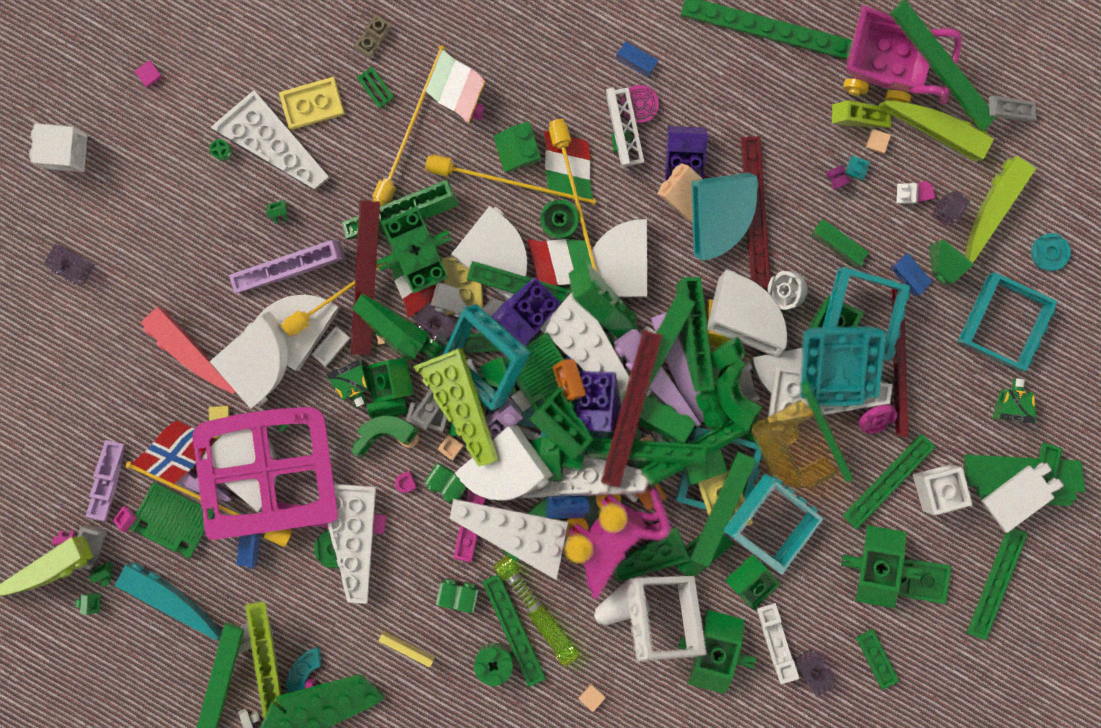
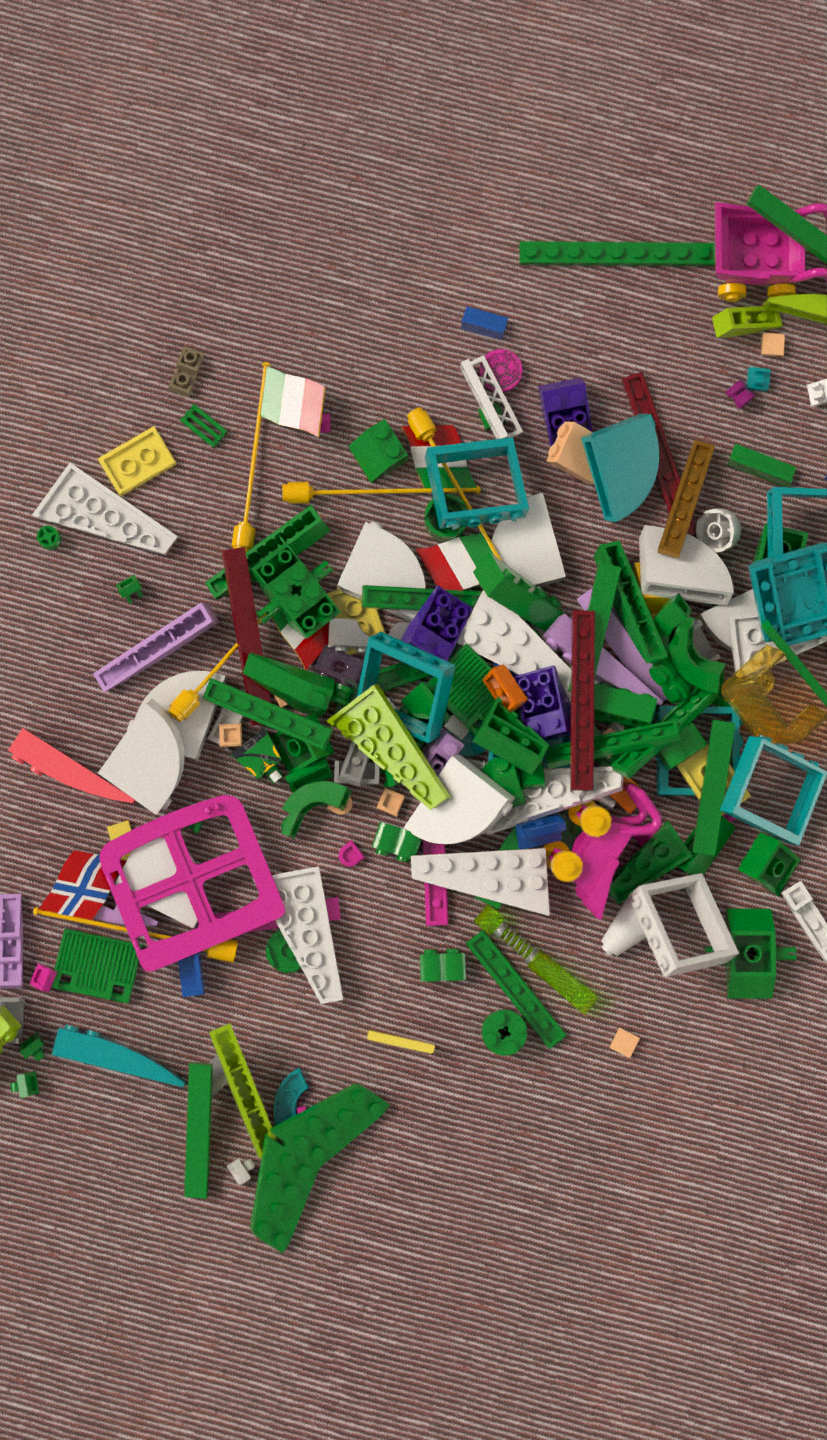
camera: 20 degrees left, 5 degrees down
(330, 357) = (230, 735): none -> light nougat tile
(364, 349) = (267, 713): none -> green tile
(597, 168) = (471, 451): none -> teal window
(767, 256) = (686, 499): none -> pearl gold plate

